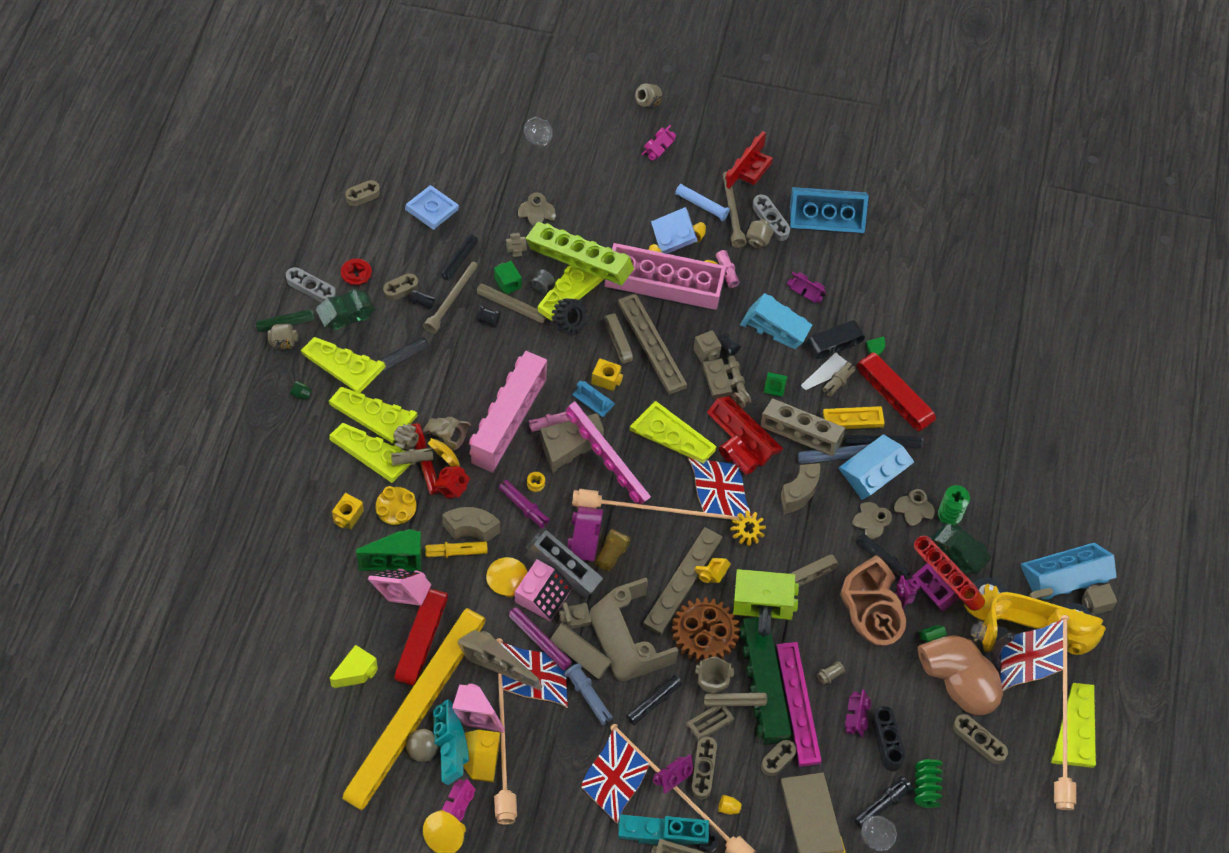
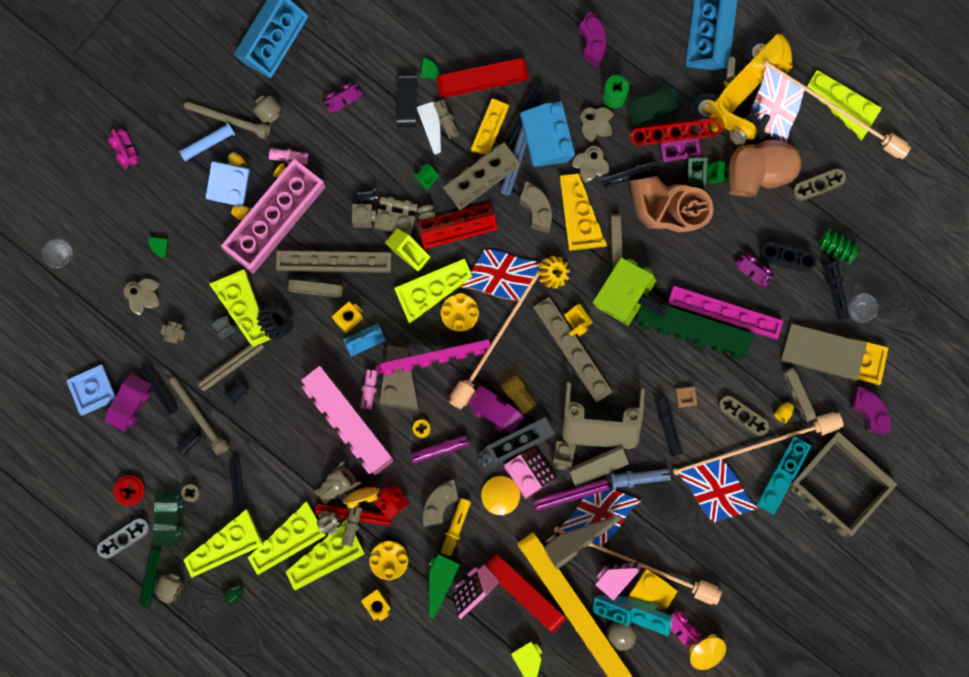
camera: 60 degrees left, 20 degrees up
(362, 193) = (48, 447): dark tan beam -> none
(378, 325) = (192, 487): none -> dark tan bush
(400, 286) = (159, 457): dark tan beam -> none
(435, 237) = (128, 402): none -> magenta brick
(507, 277) = (203, 356): green brick -> none
(580, 253) = (258, 260): lime brick -> none
(587, 205) = (158, 246): none -> green tile
(648, 95) = (67, 131): dark tan head -> none
(663, 466) = (459, 312): none -> yellow dish
(675, 773) = (738, 436): magenta hinge -> none
(693, 705) = (686, 397): none -> medium nougat tile
(695, 615) = (645, 354): dark orange gear -> none
(695, 730) = (698, 389): dark tan tile -> none
(697, 398) = (407, 249): none -> neon yellow slope
(714, 674) = (673, 368): dark tan cap -> none
(735, 451) = (475, 244): red piece -> none
(736, 699) = (703, 362): dark tan axle -> none
(751, 164) = (192, 77): red bracket -> none
(754, 811) = (799, 395): none -> dark tan beam
(770, 209) = (247, 83): light grey beam -> none
(775, 754) = (767, 351): dark tan beam -> none
(777, 320) = (366, 142): medium azure wedge -> none
(813, 531) = (580, 221): none -> yellow wing
(825, 676) = (711, 273): dark tan pin -> none
(907, 590) = (674, 175): magenta hinge -> none
(920, 613) = (696, 172): none -> dark green slope
(992, 469) = (594, 38): none -> magenta brick
(1099, 599) = (747, 22): dark tan brick -> none

